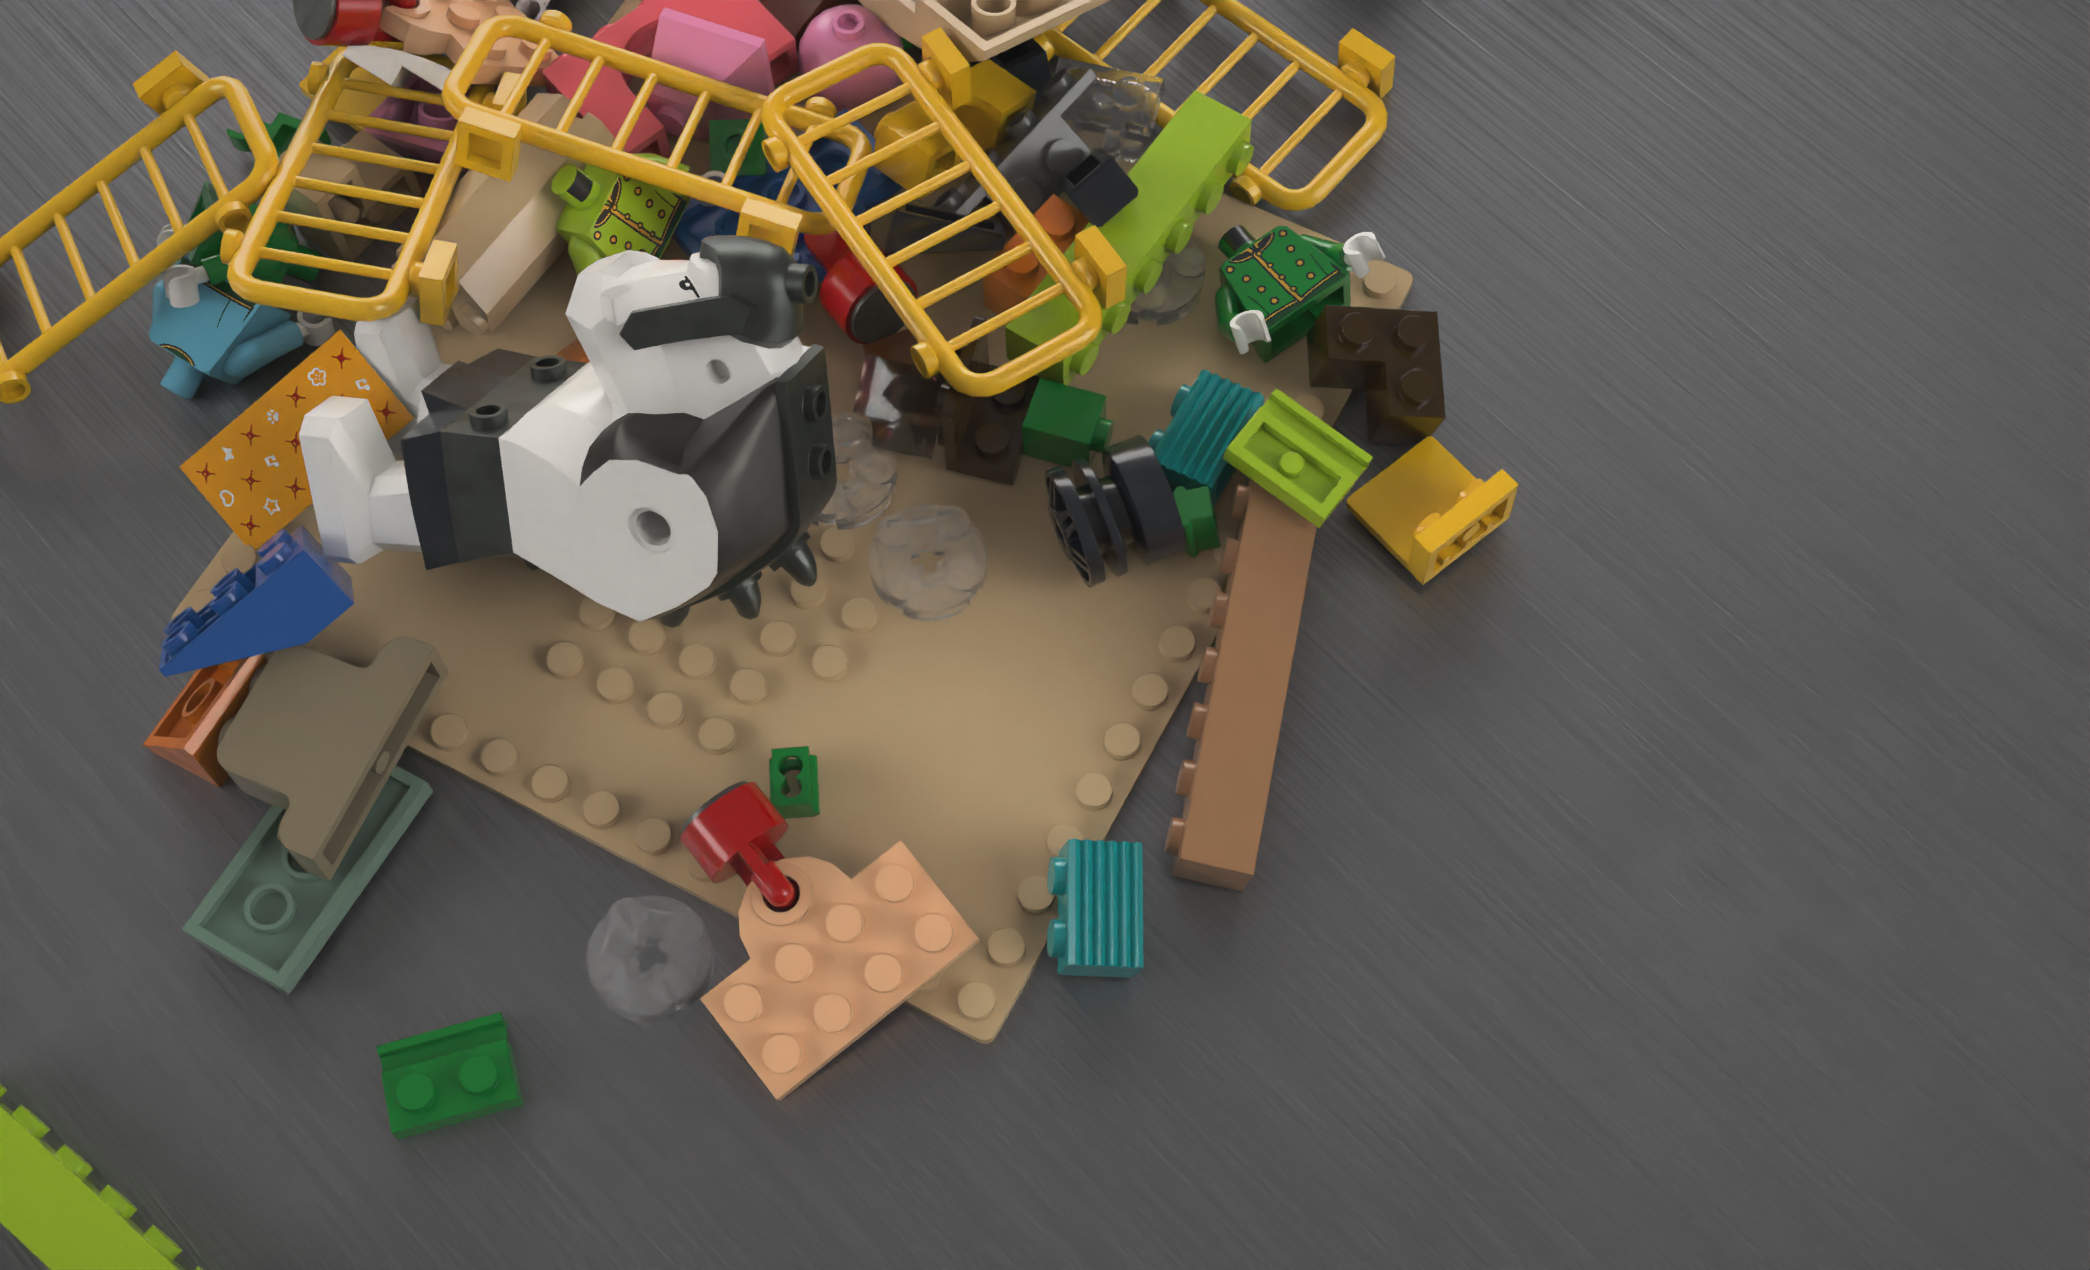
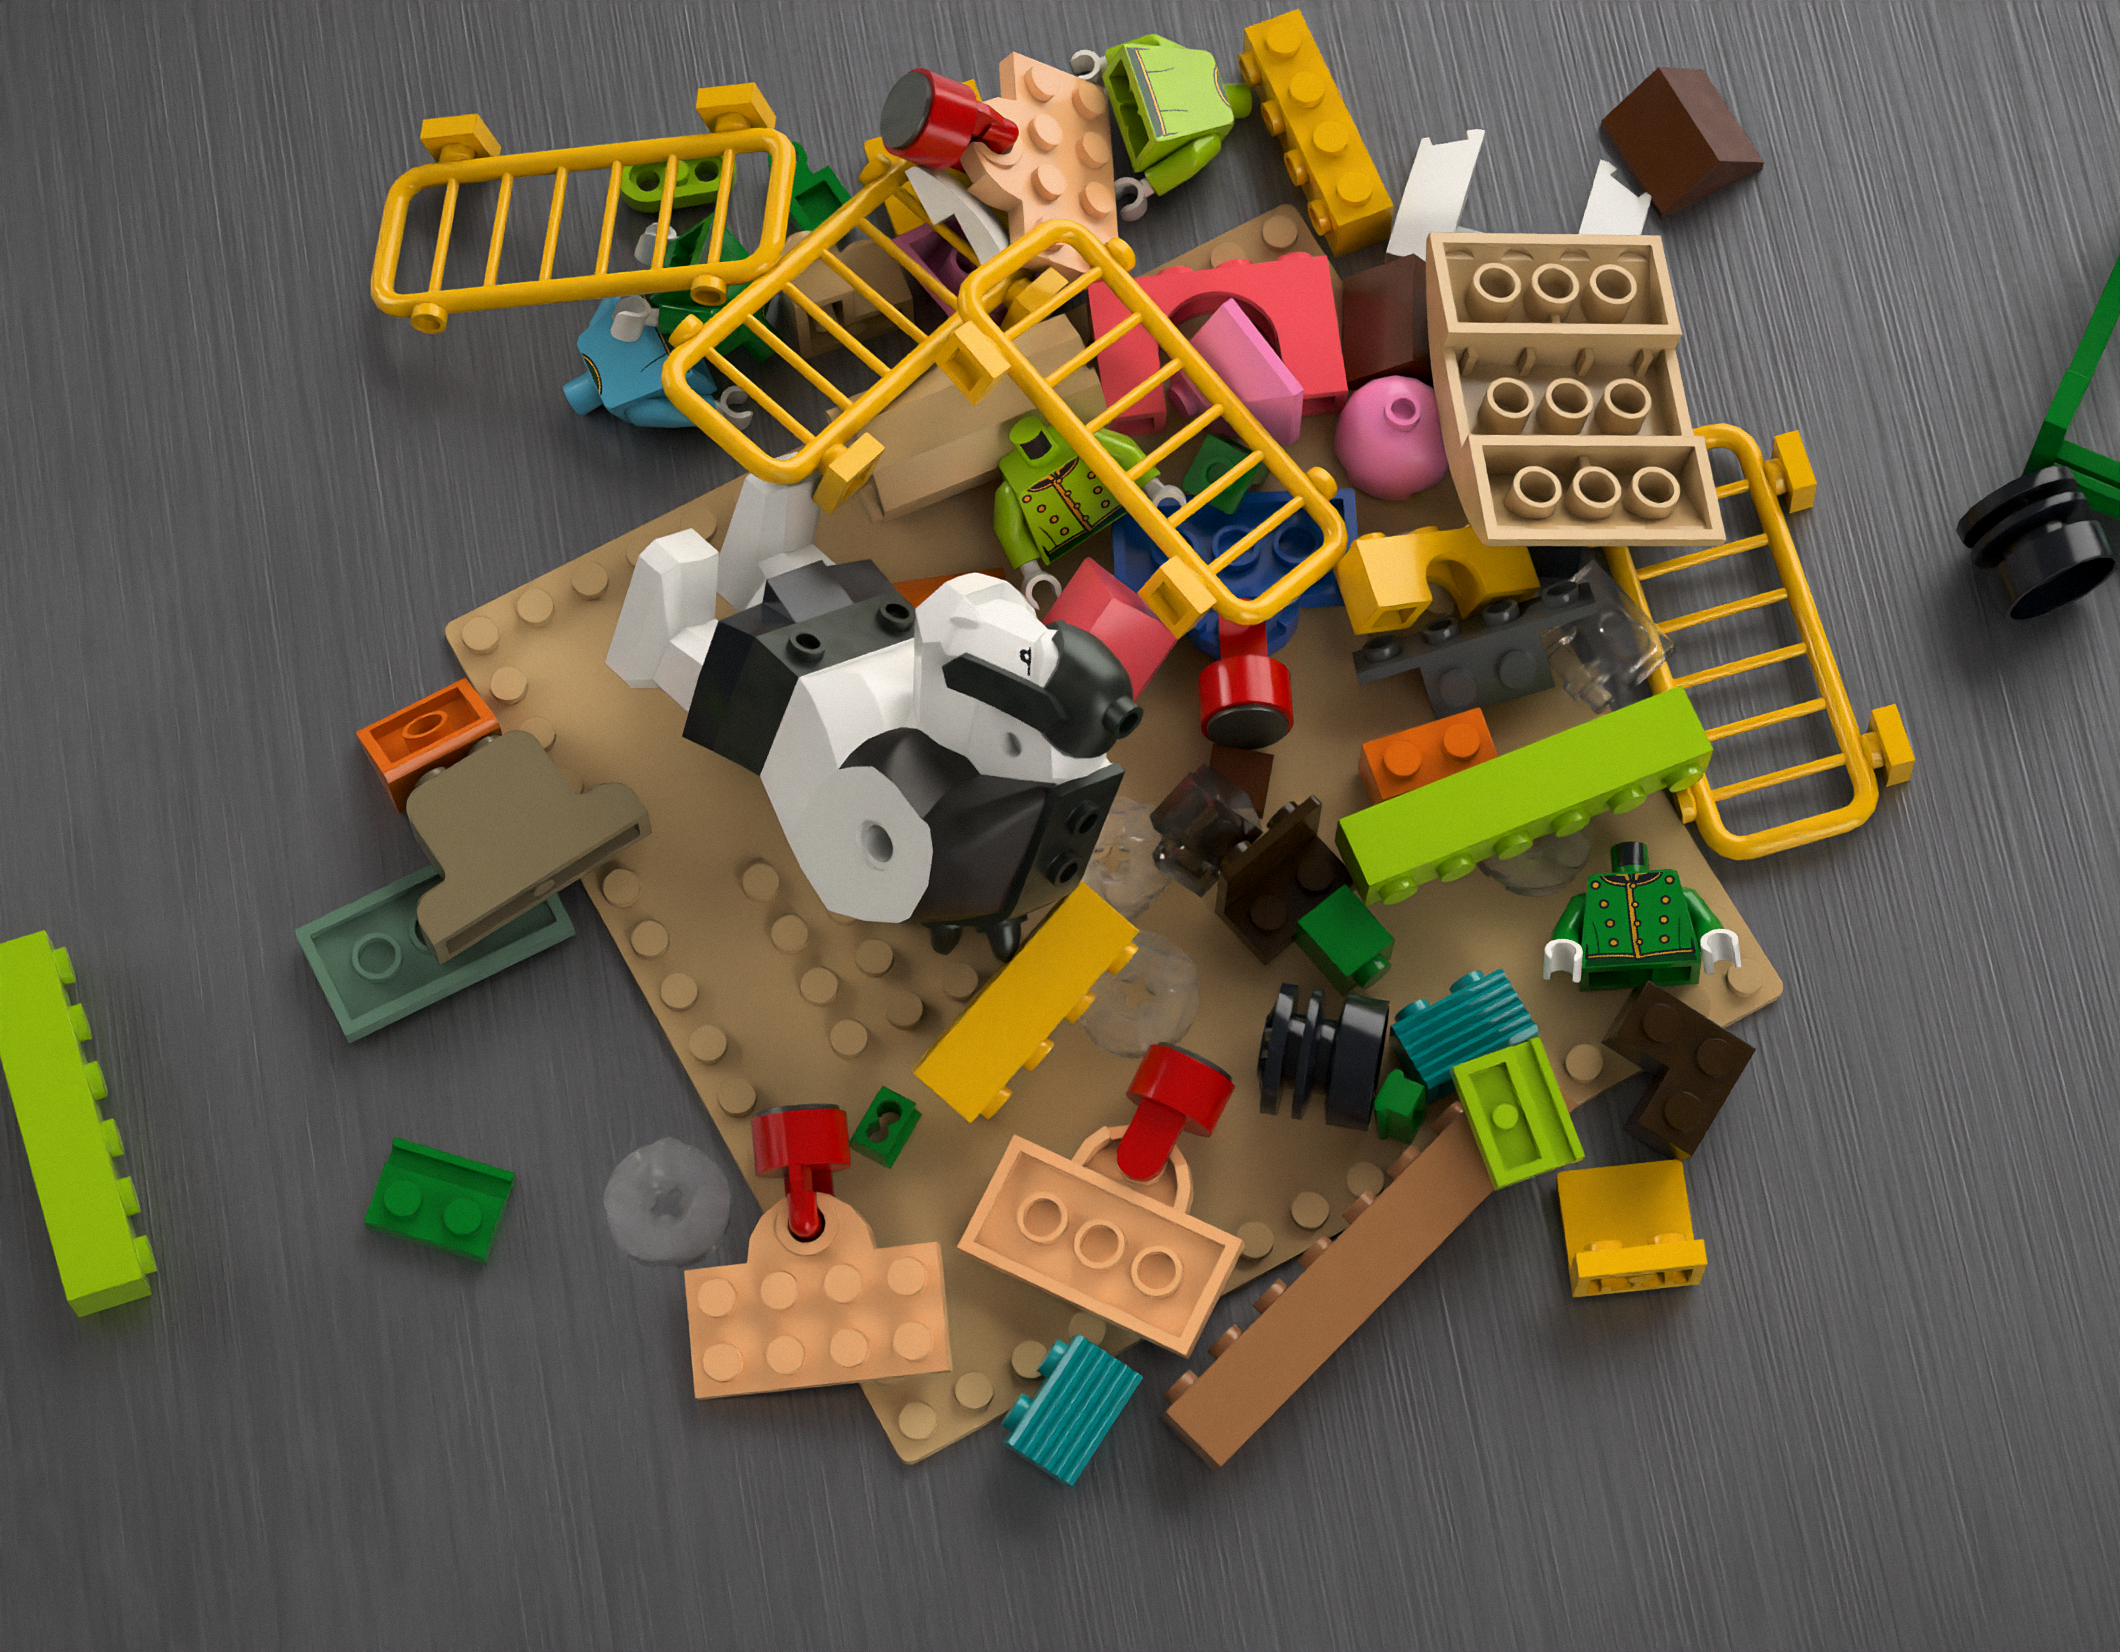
camera: 30 degrees right, 5 degrees up
(137, 195) = (688, 190): none -> lime plate
(257, 464) = (599, 530): light orange sticker -> none
(266, 609) = (520, 681): blue slope -> none
(848, 610) = (1024, 1003): none -> yellow brick
(916, 222) = (1348, 682): black slope -> none
(939, 87) = (1420, 525): yellow bar -> none
(1031, 736) = (1116, 1217): none -> light nougat plate
(1098, 187) = (1517, 730): black slope -> none

